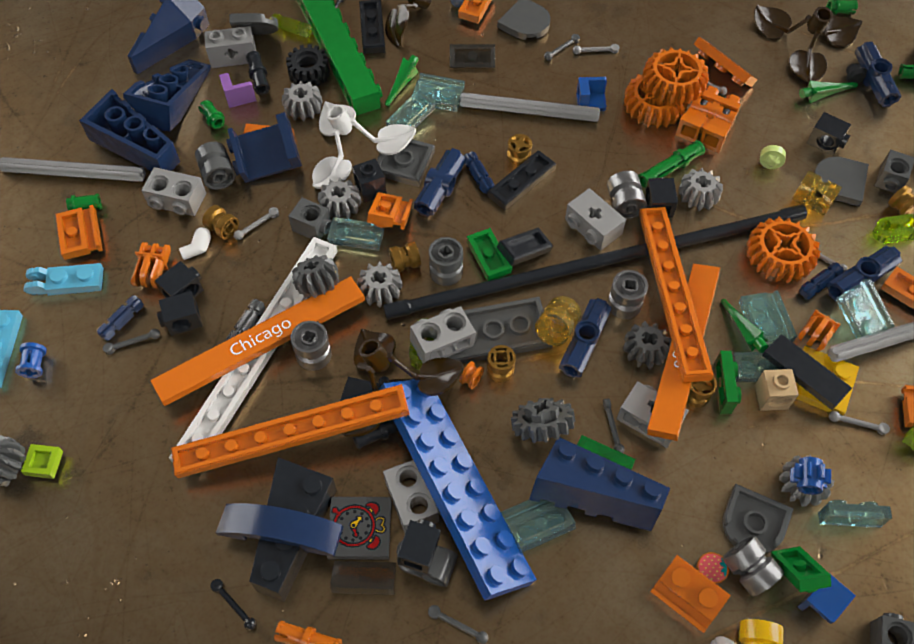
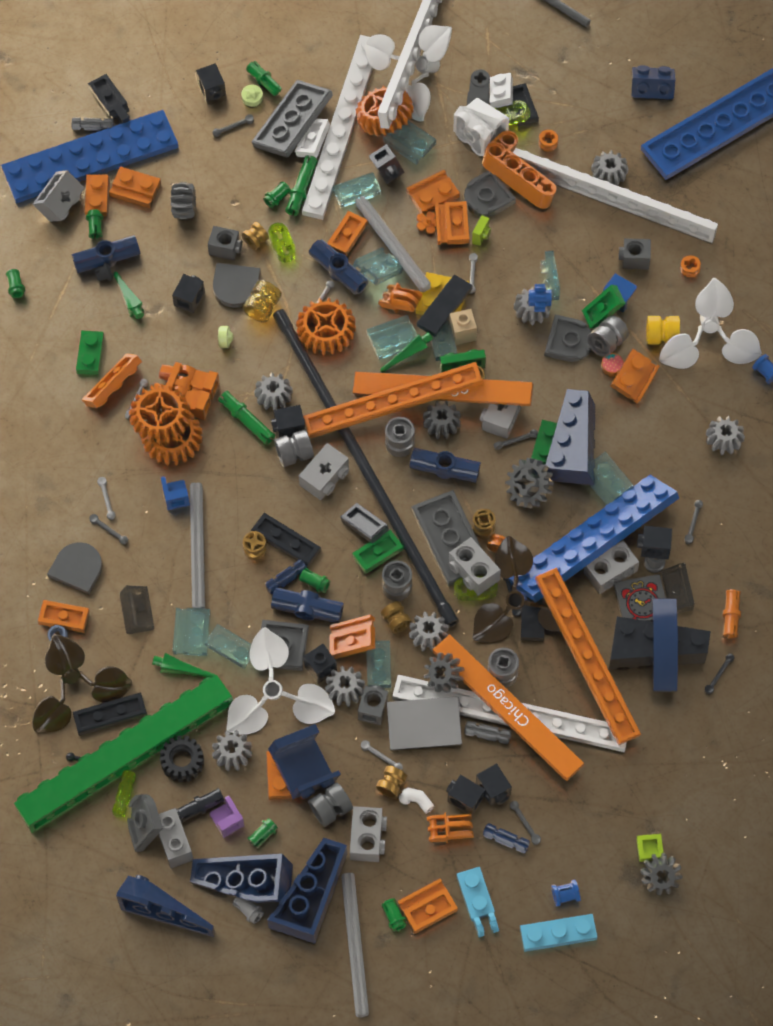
camera: 100 degrees left, 5 degrees up
(272, 261) = (424, 723): none -> light grey tile
(463, 197) = (314, 580): none -> green pin
(558, 320) = (440, 483): clear yellow wheel -> none
(761, 54) = (90, 352): none -> green plate
(804, 64) = (46, 286): dark brown plant -> none
(820, 281) = (348, 298): dark blue axle -> none

